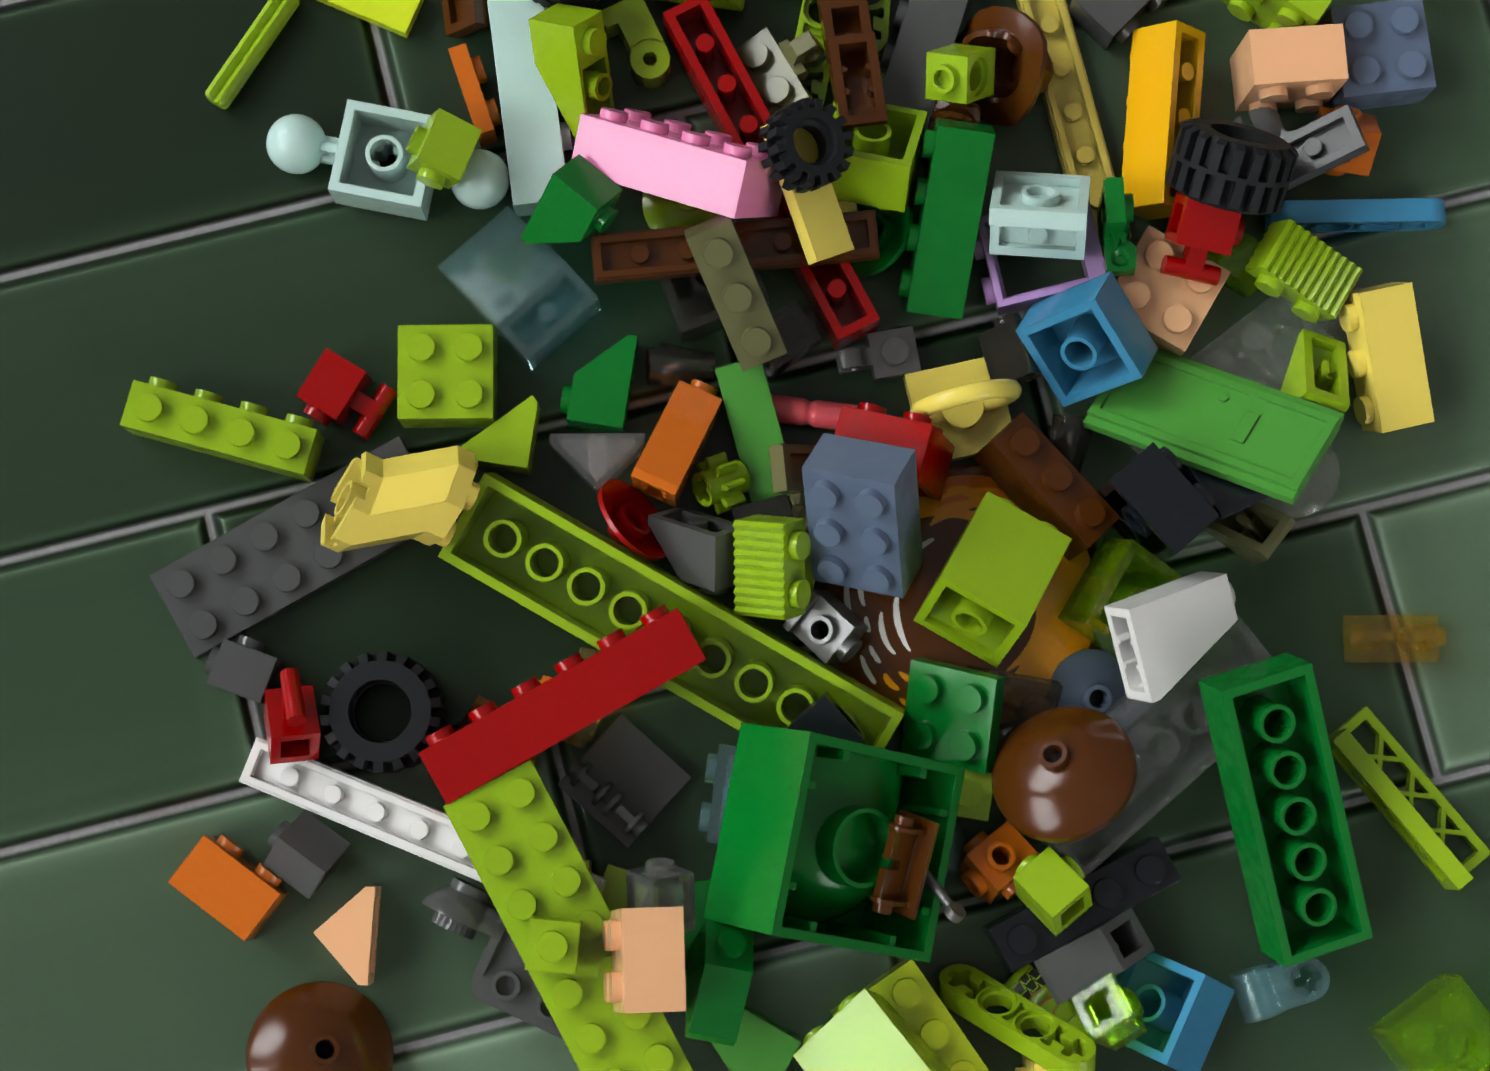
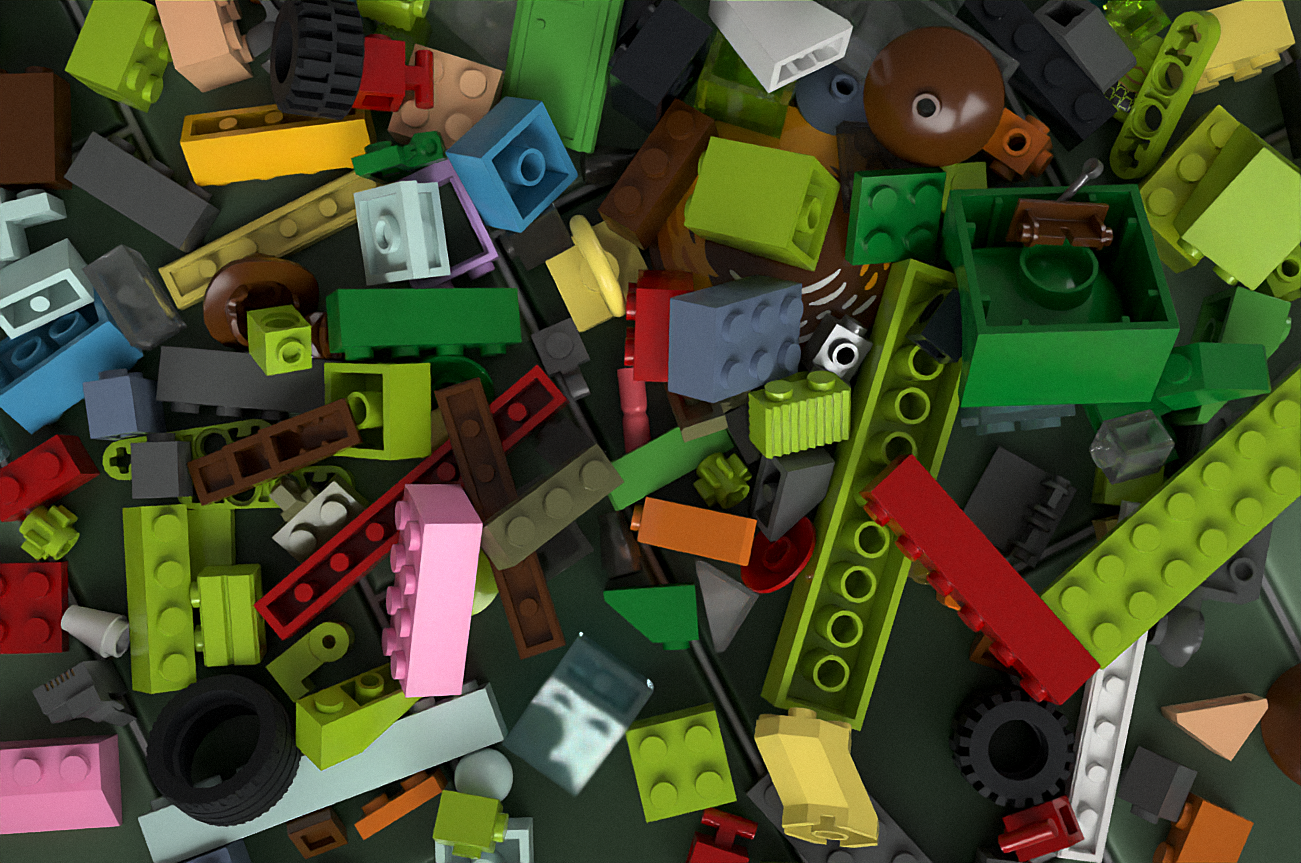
camera: 100 degrees left, 5 degrees up
(509, 440) = (729, 688): lime slope -> none
(553, 945) = (1217, 535): lime brick -> none
(573, 205) = (495, 682): green slope -> none
(645, 960) = (1218, 441): light nougat brick -> none
(816, 213) = (431, 460): light yellow tile -> none
(828, 137) = (383, 447): black tyre -> none
(1052, 889) = (1039, 86): lime brick -> none

